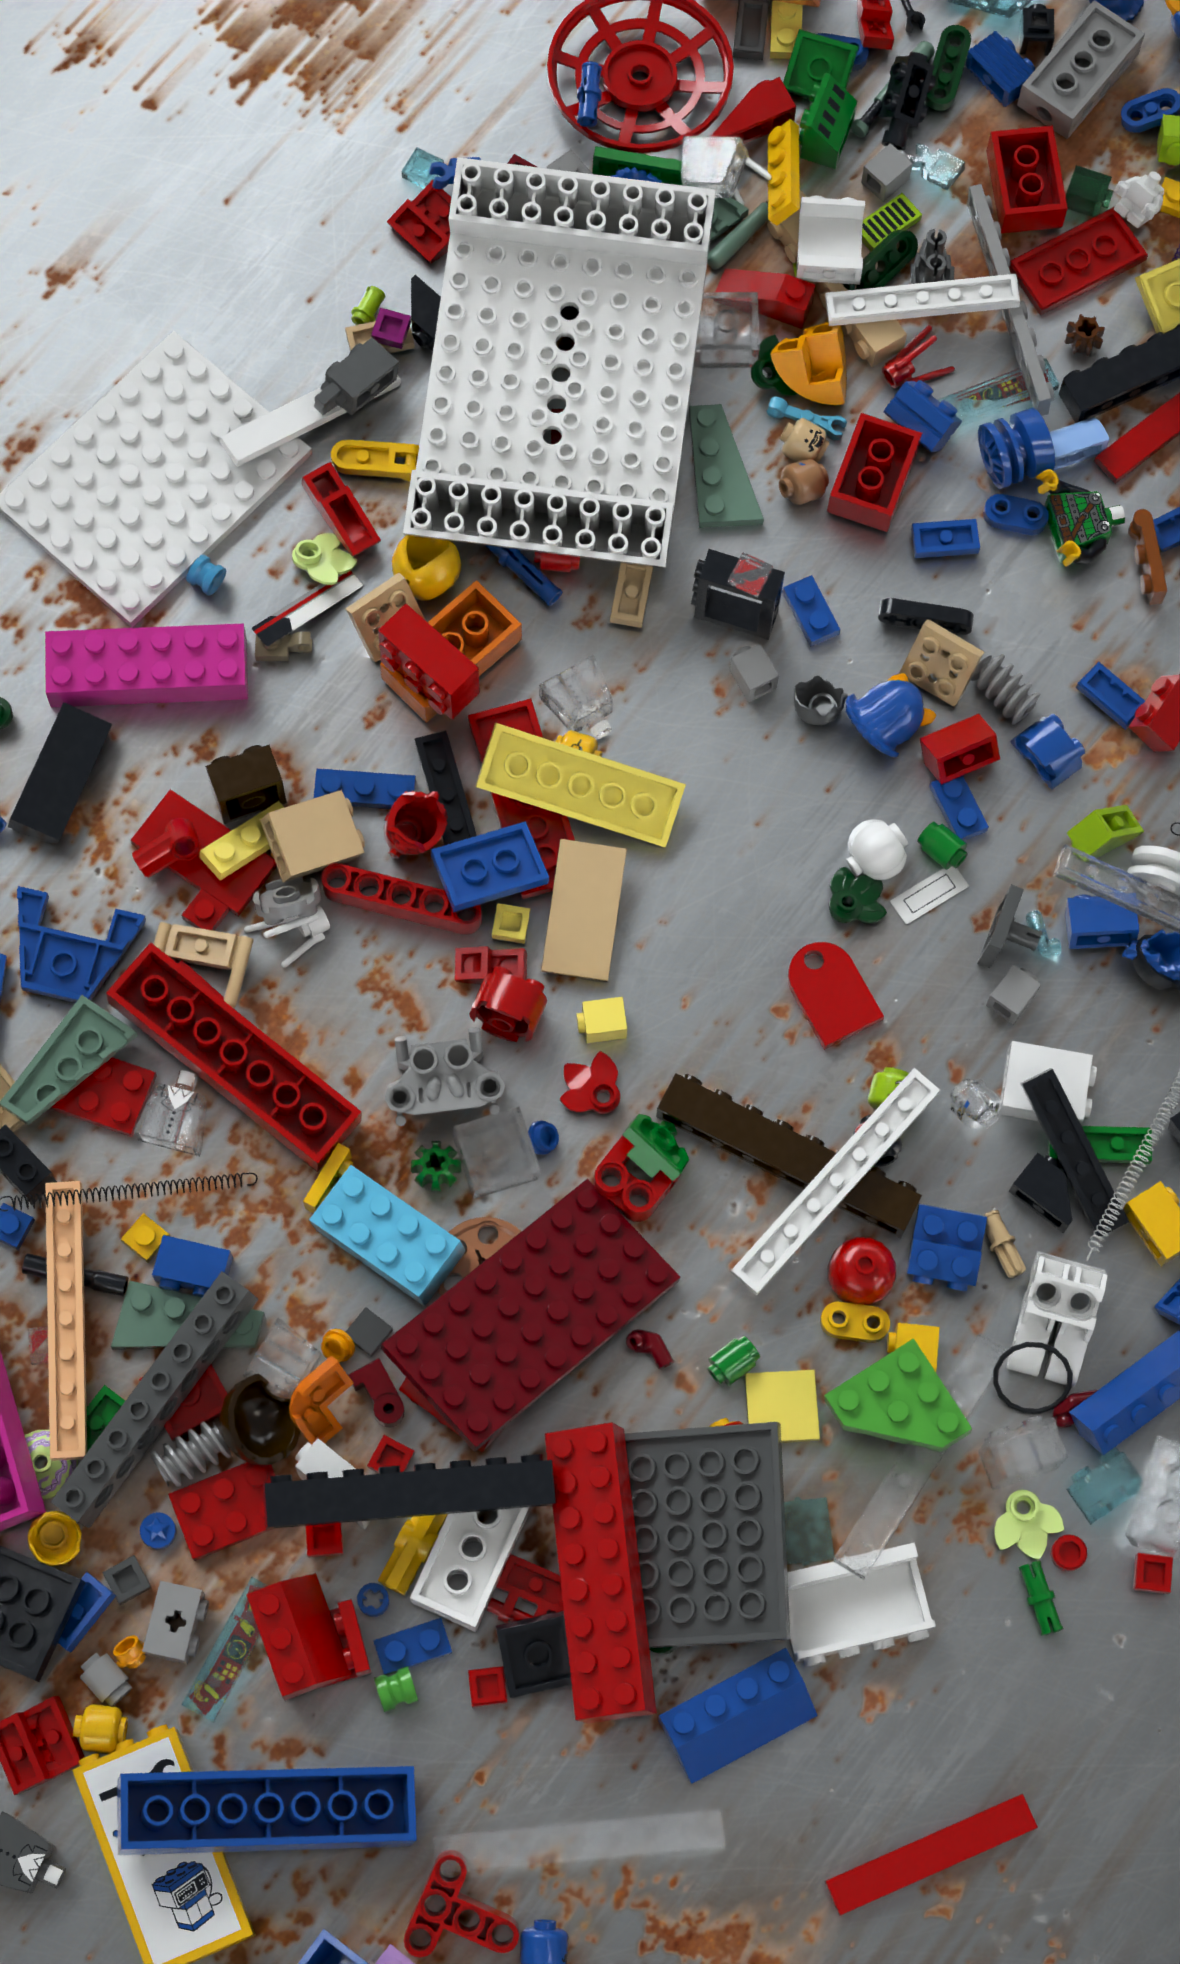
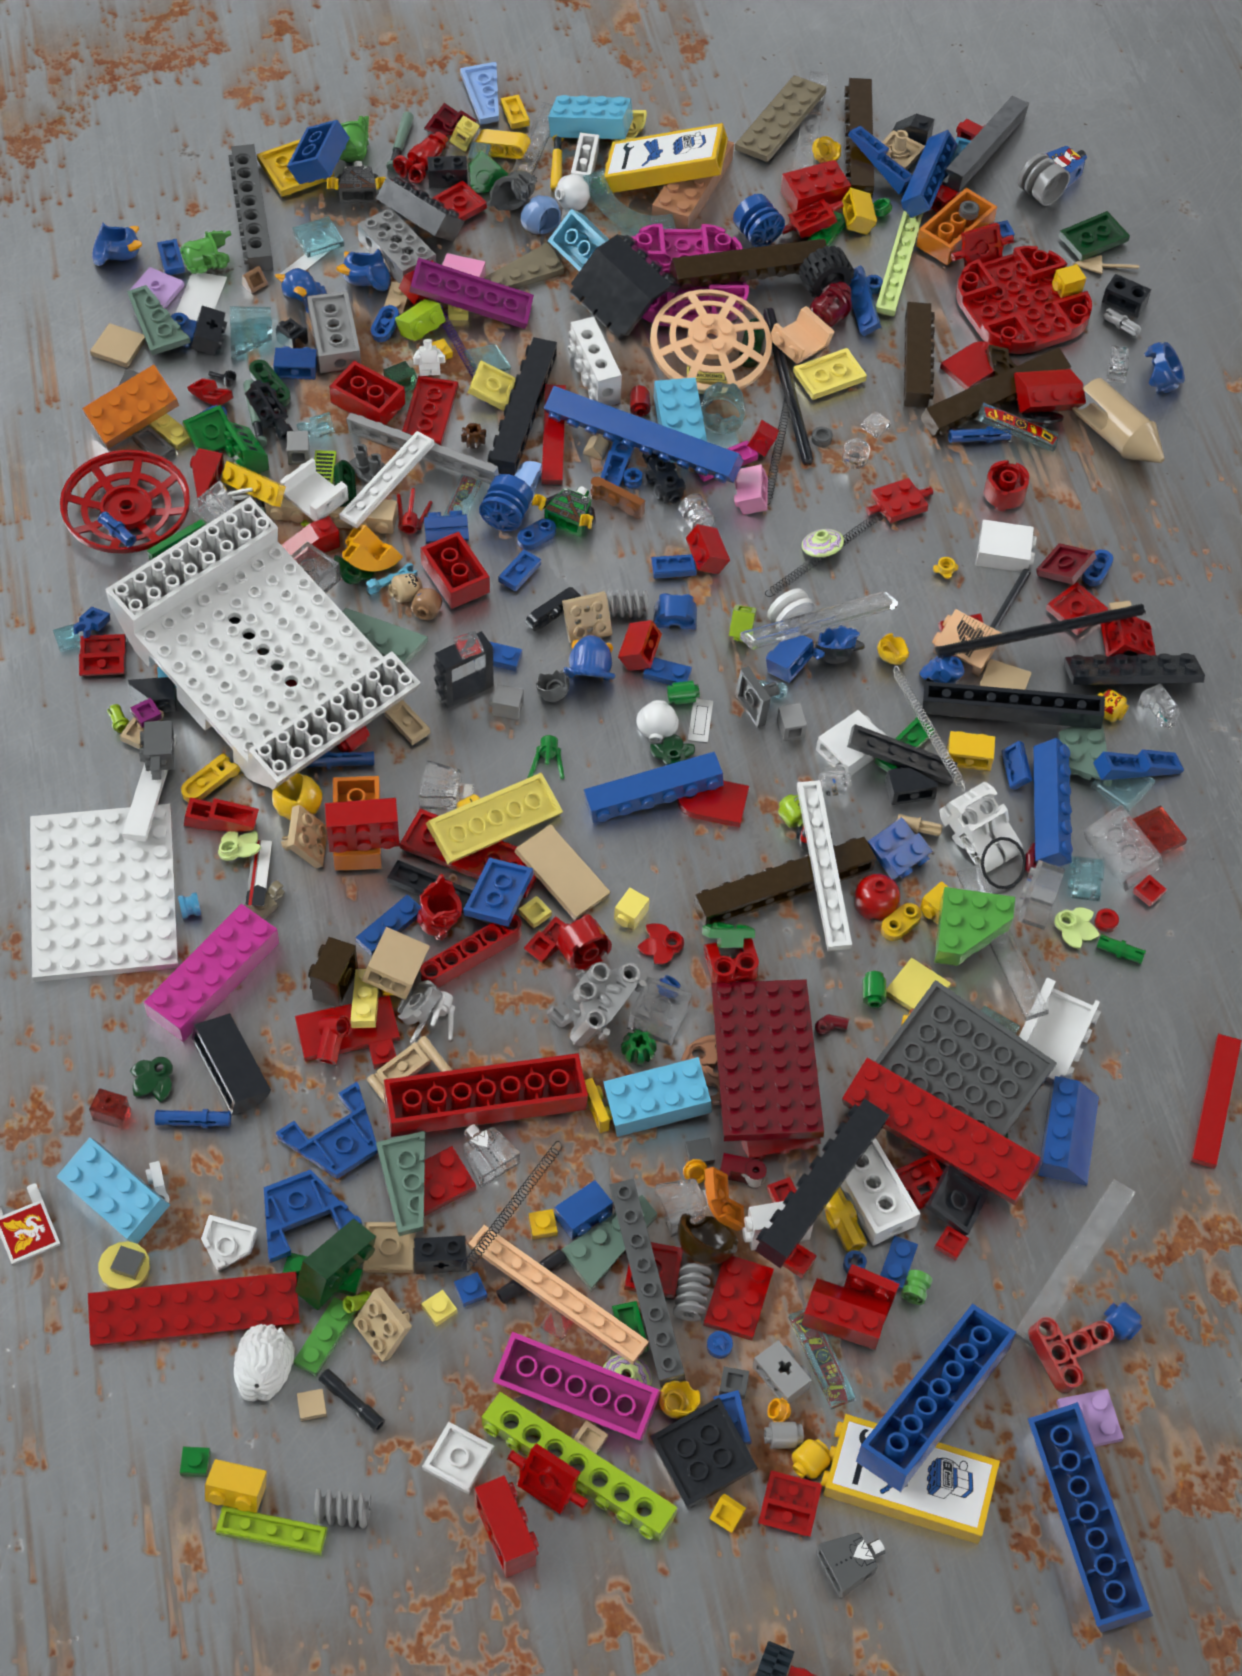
camera: 50 degrees left, 15 degrees down
(731, 764) = (548, 749): none -> green plant
(780, 917) = (653, 787): none -> blue brick

